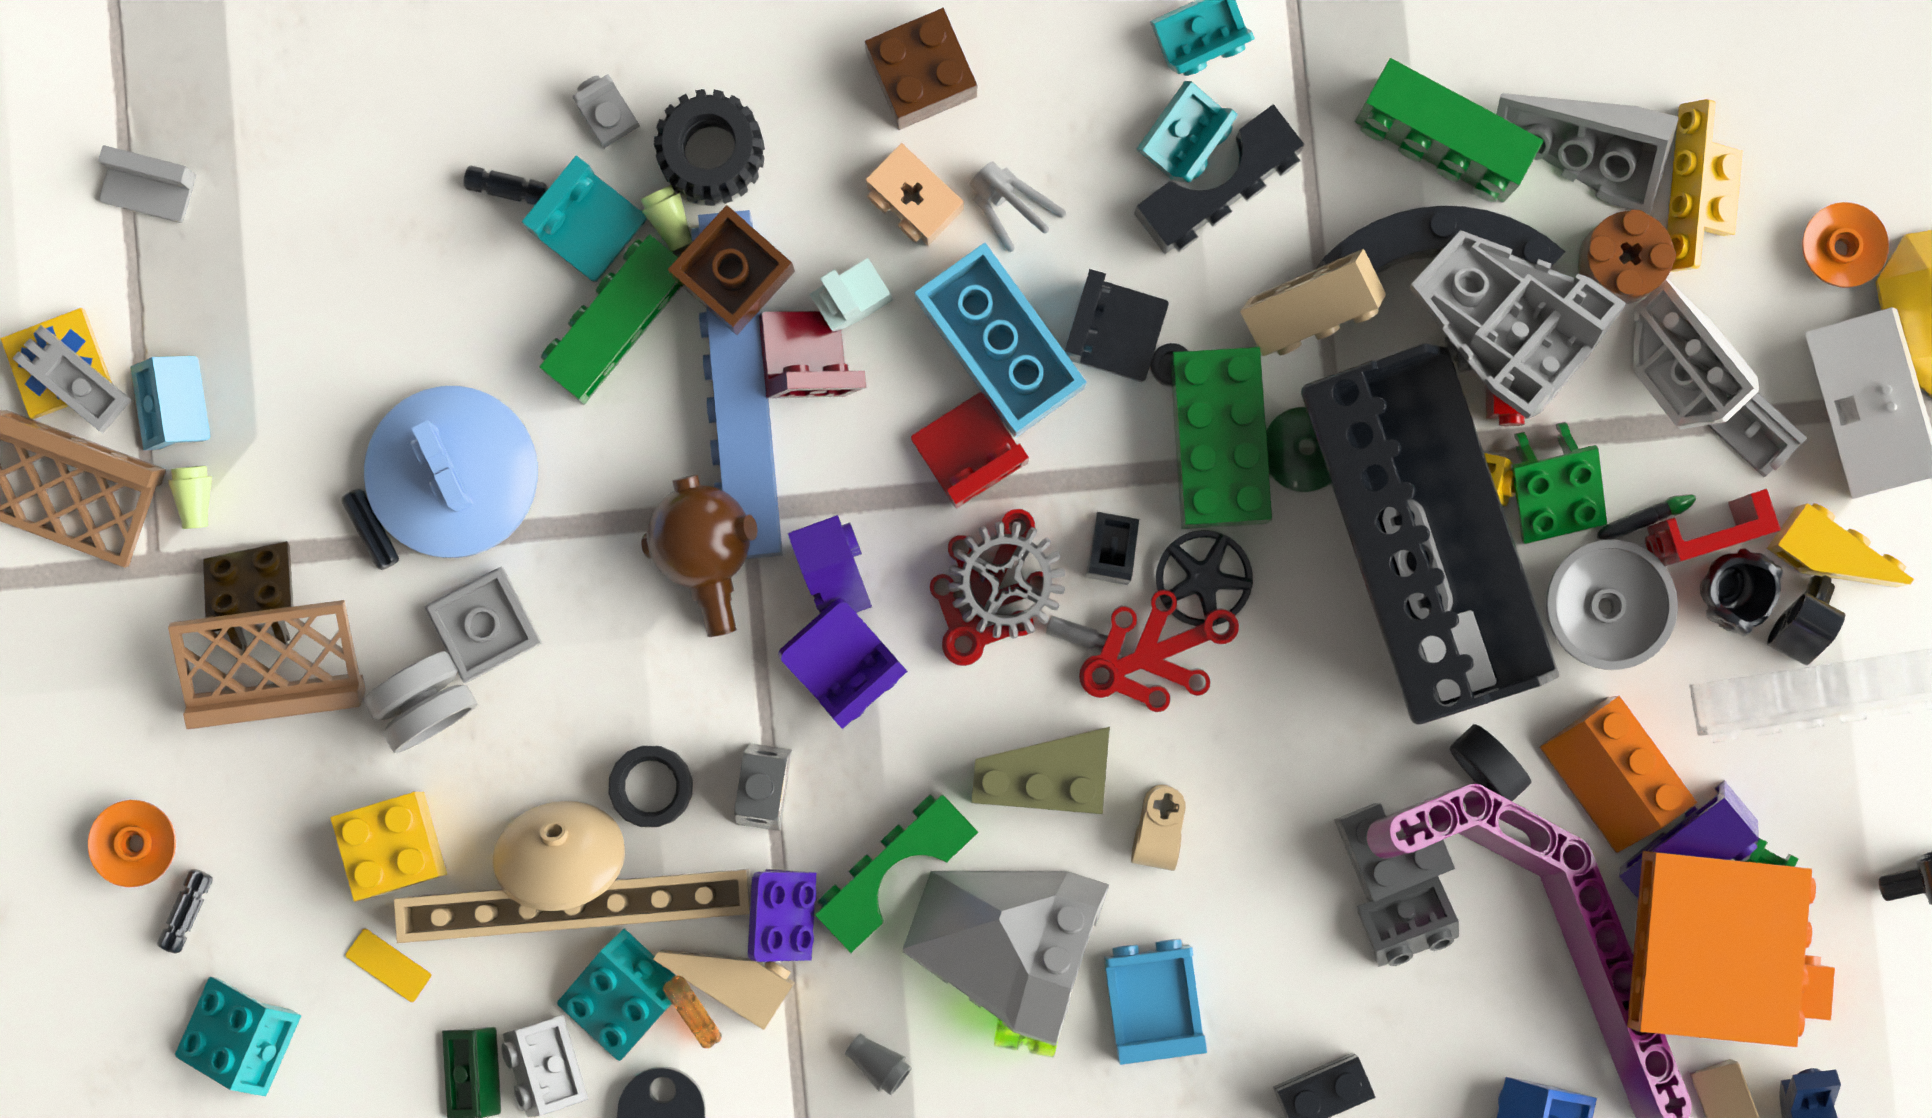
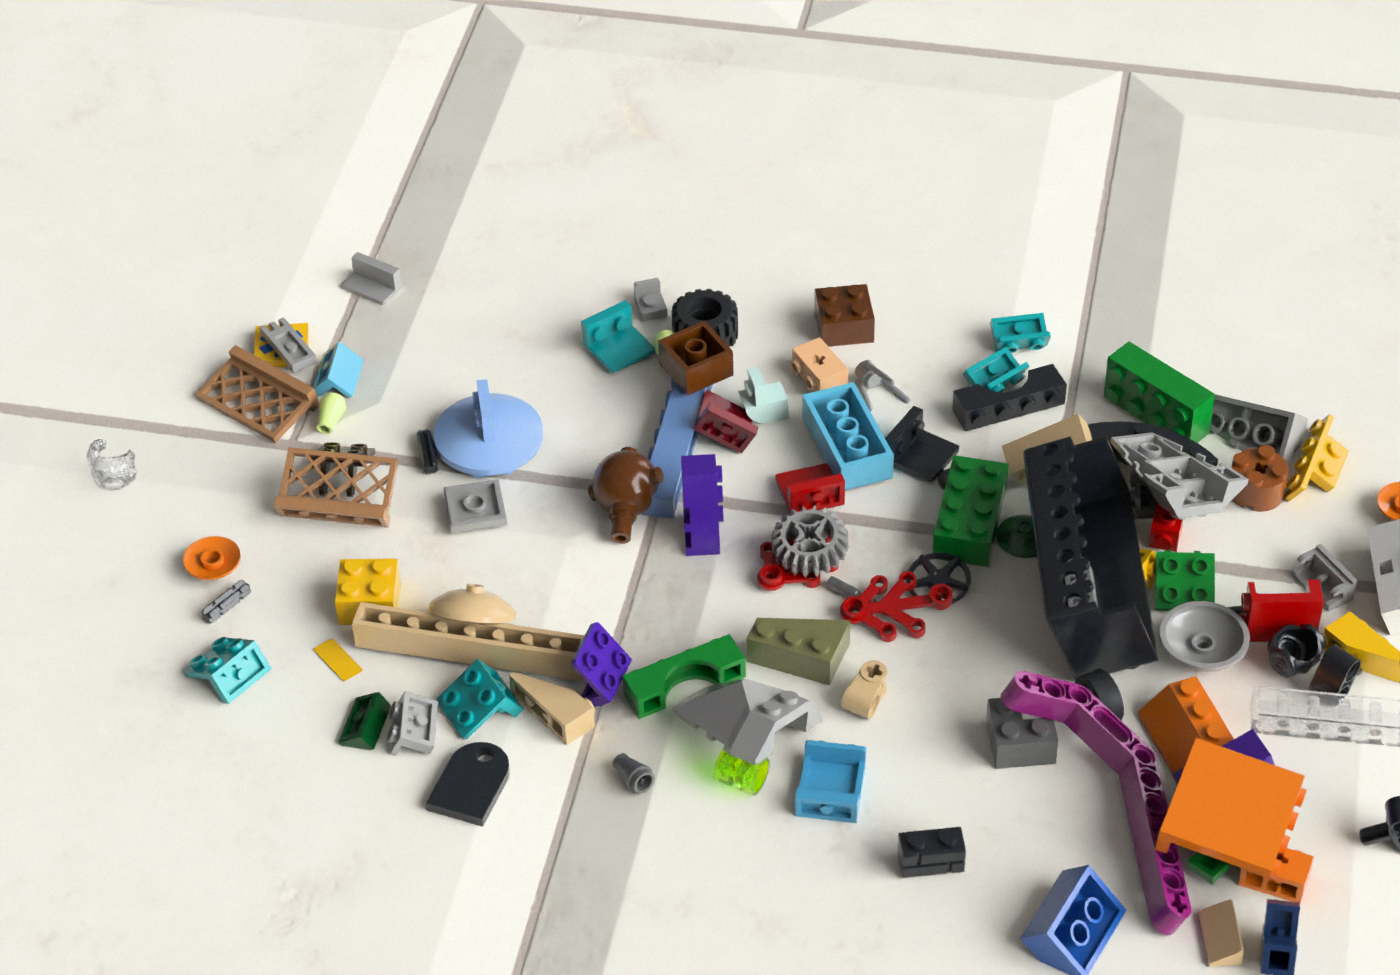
camera: 20 degrees right, 40 degrees down
(418, 698) = (421, 520): light grey wheel -> none
(503, 185) = (571, 319): black axle -> none
(613, 321) = (615, 387): green brick -> none
(618, 778) = (546, 617): black tyre -> none
(692, 1012) = (522, 712): clear orange axle -> none
(762, 786) = (618, 603): dark grey torso -> none
(841, 662) = (688, 559): dark purple bracket -> none
(1113, 548) = (880, 554): black slope -> none
(1409, 922) = (1020, 780): dark grey bracket -> none
(1688, 361) = (1288, 527): white wedge -> none

